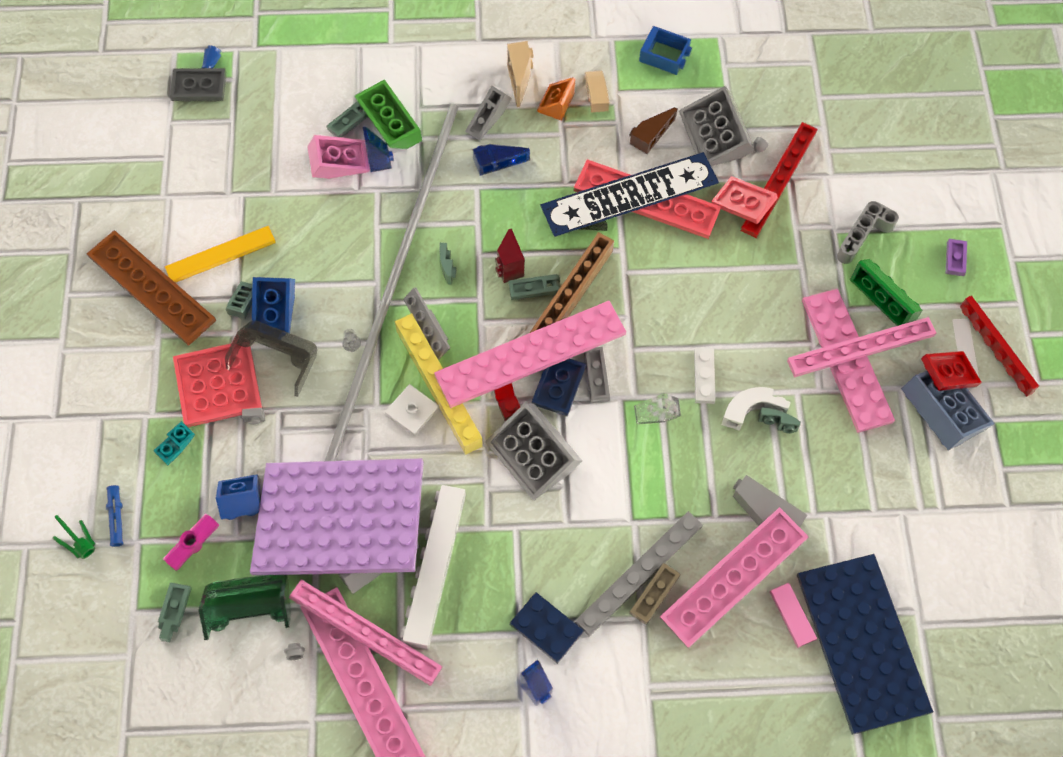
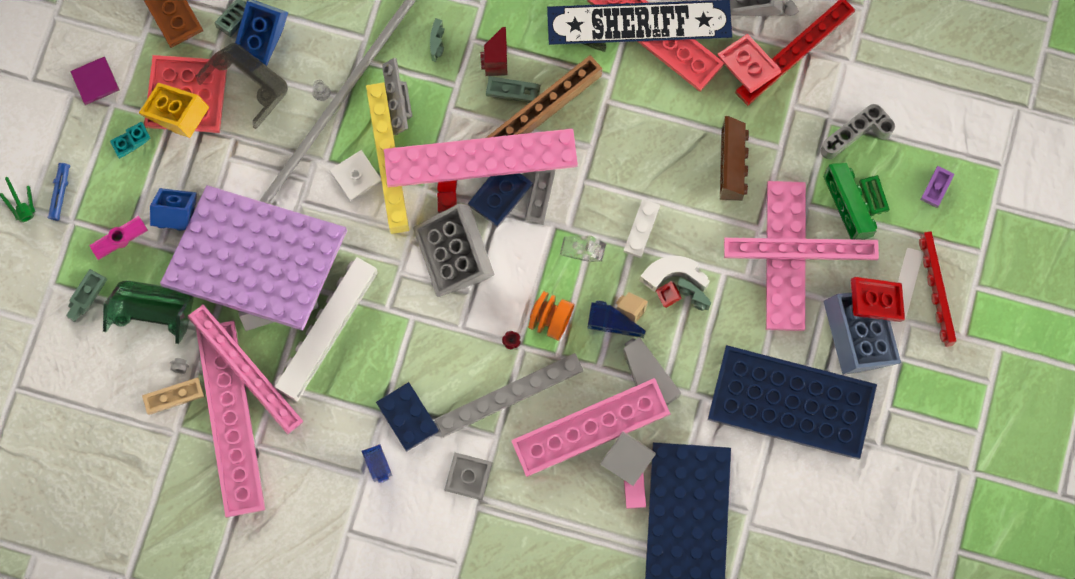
camera: 20 degrees right, 10 degrees up
(120, 398) = (95, 80): none -> magenta tile
(211, 399) = (174, 109): none -> yellow slope
(253, 415) = (209, 136): light grey plate -> none
(298, 685) = (173, 396): none -> tan plate
(626, 518) = (511, 335): none -> dark red plate
(629, 667) = (468, 476): none -> light grey tile
(653, 481) = (550, 315): none -> orange wheel
(654, 594) = (515, 418): dark tan plate -> none
(709, 468) = (608, 319): none -> clear blue slope
(726, 449) = (632, 306): none -> tan slope
(755, 427) = (668, 294): none -> red plate
(764, 288) = (733, 159): none -> reddish brown slope
(783, 595) = (628, 458): none -> light grey tile
(902, 282) = (867, 197): none -> green tile
(912, 491) = (792, 402): none -> dark blue plate

